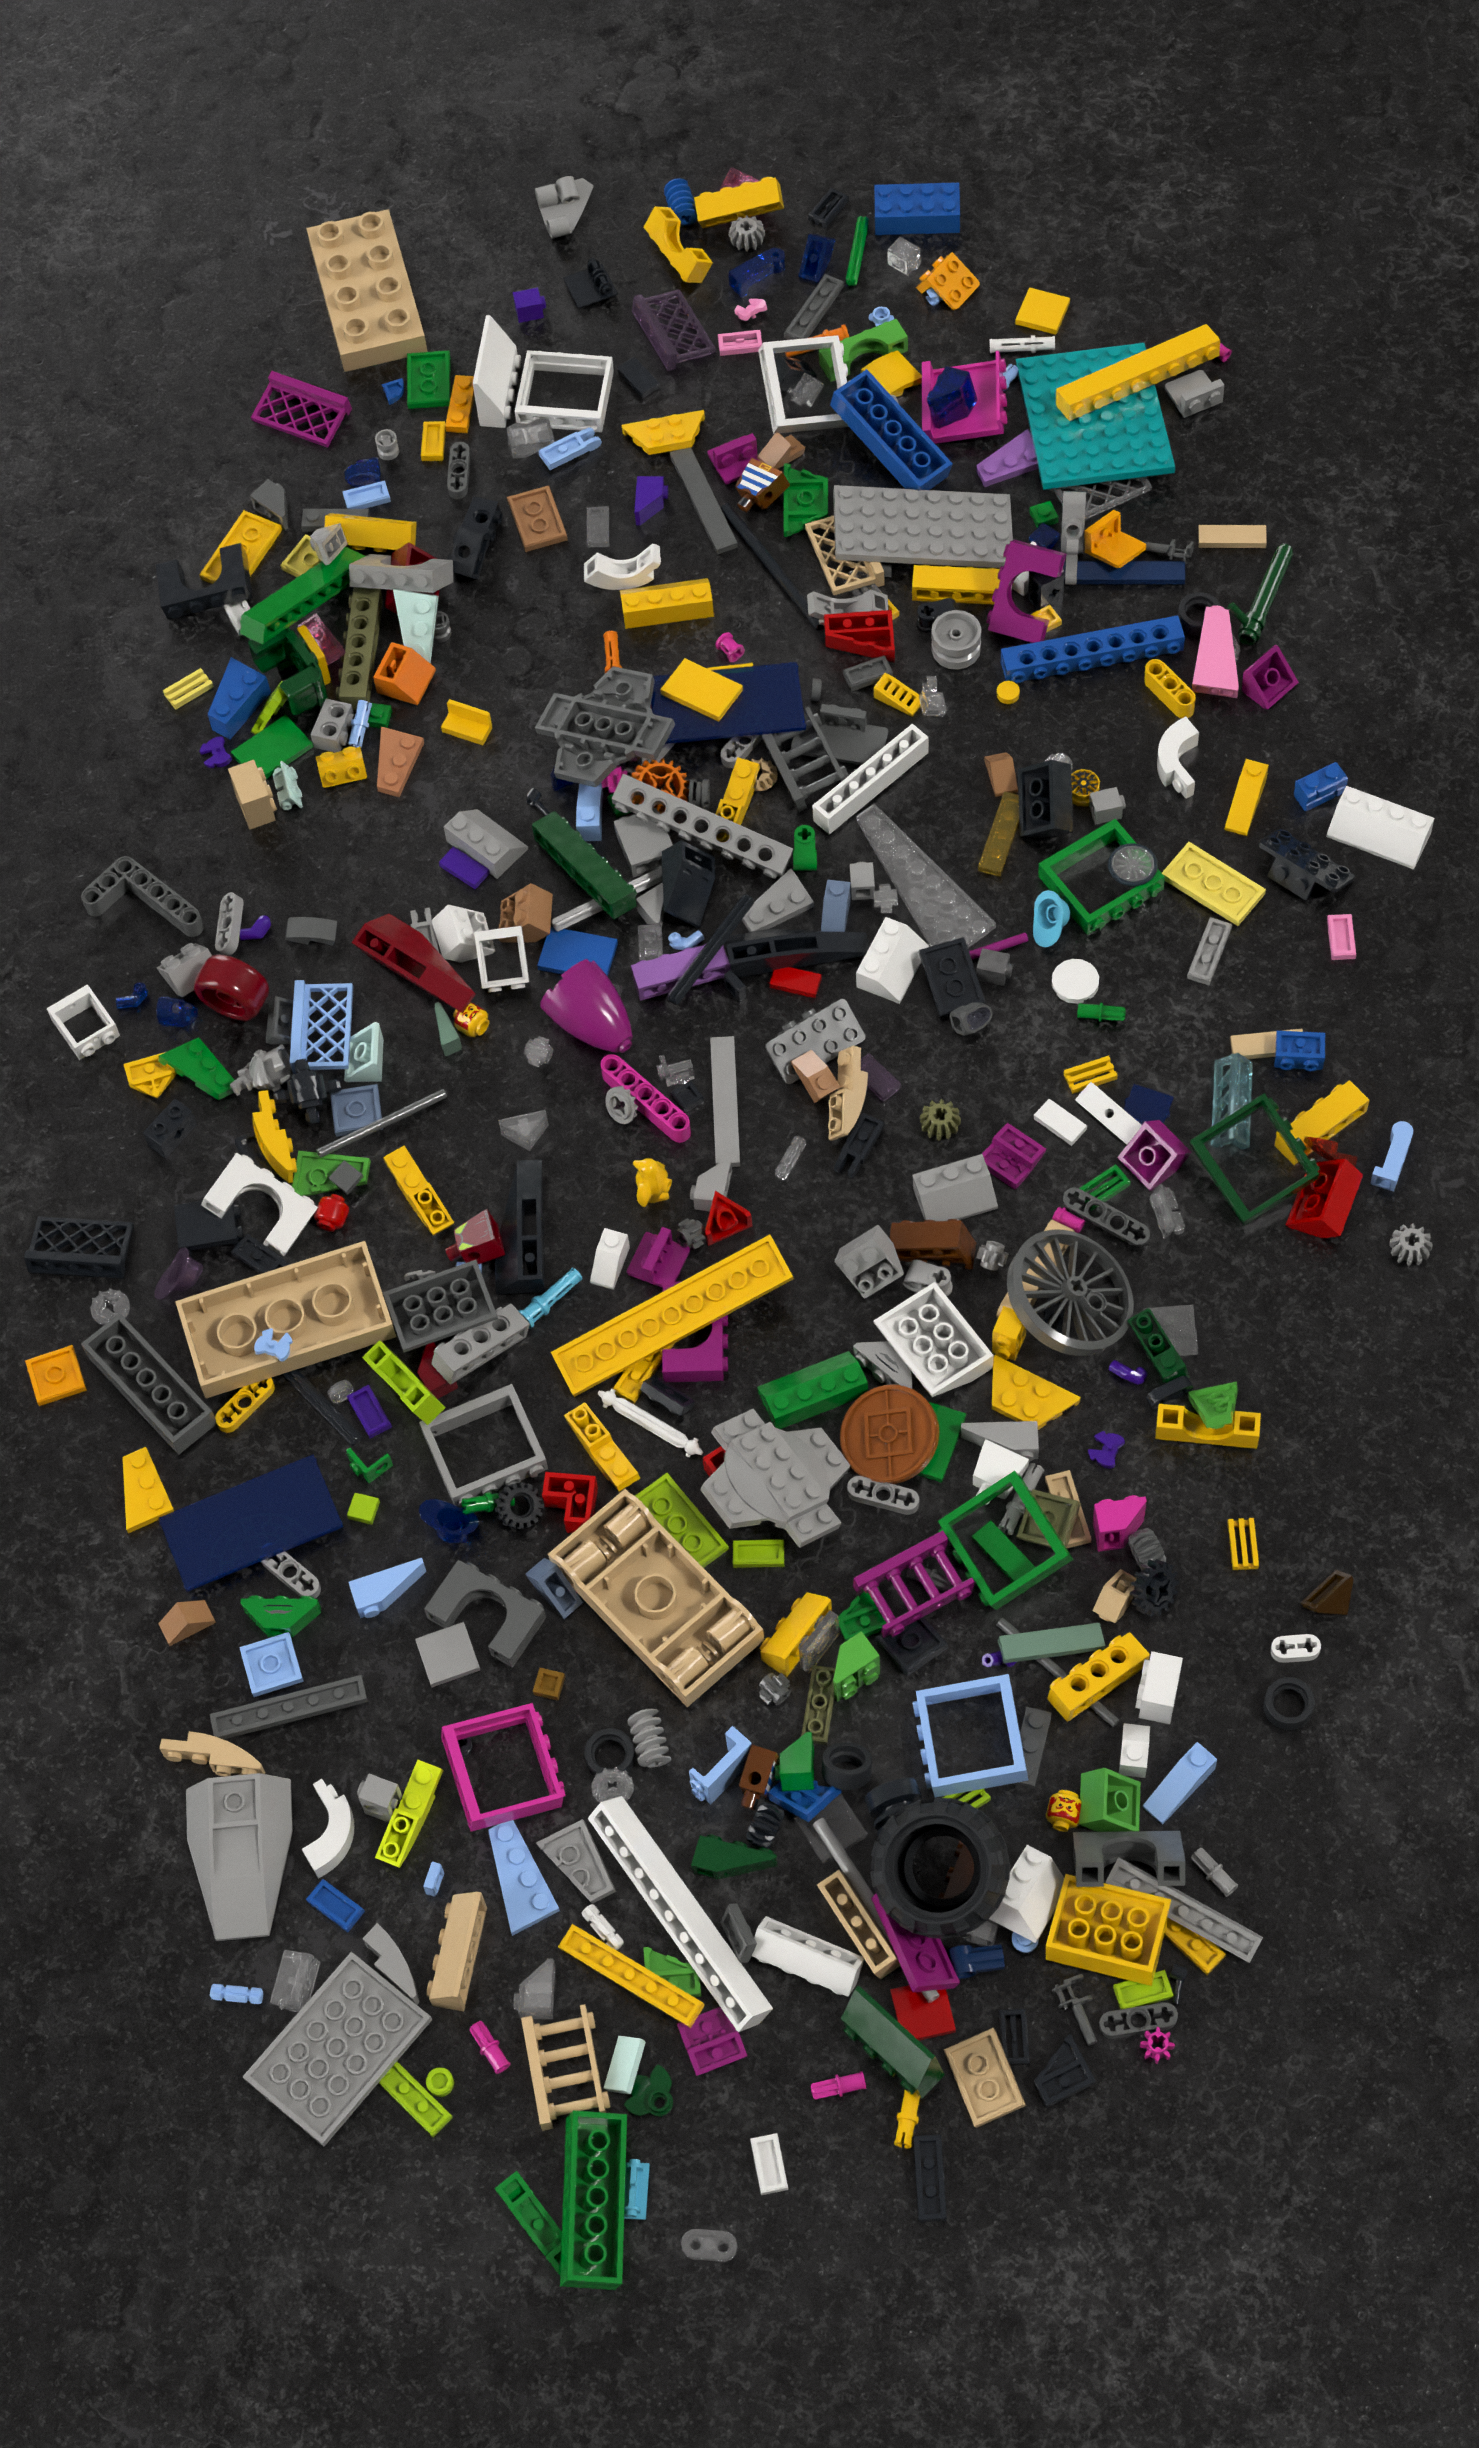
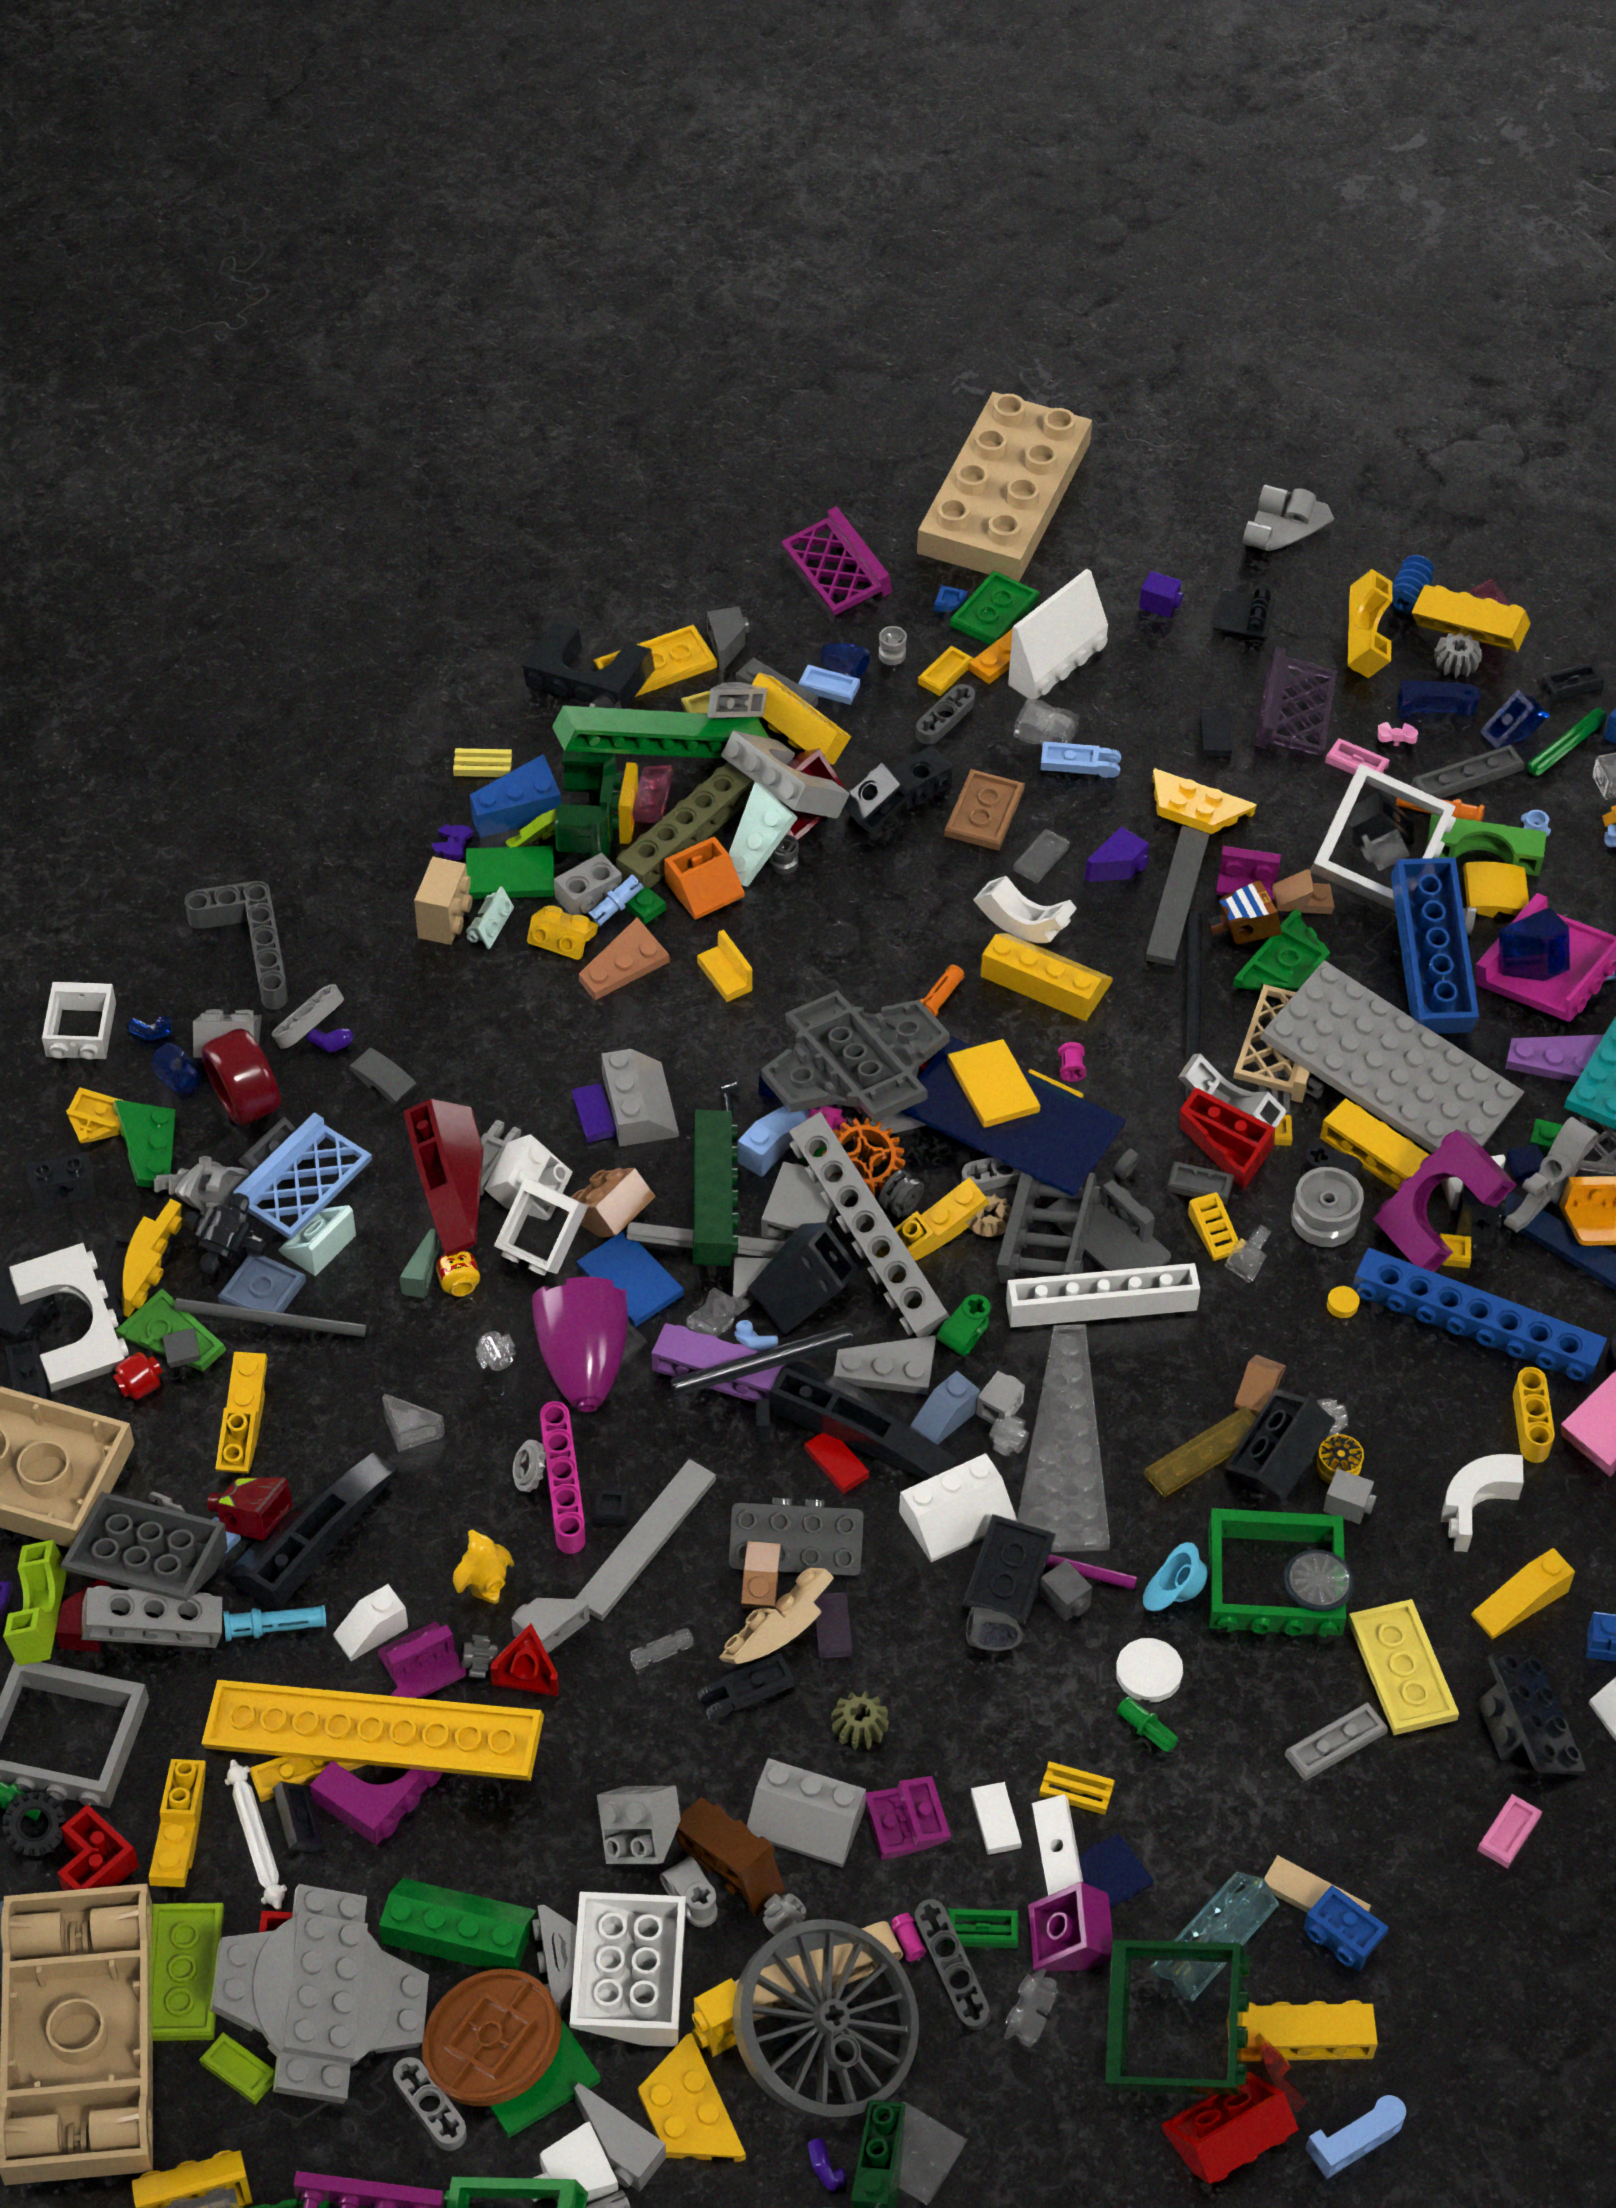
camera: 30 degrees right, 10 degrees down
(569, 363) = (1144, 669): white window -> none
(676, 1073) = (619, 1472): clear bracket -> none

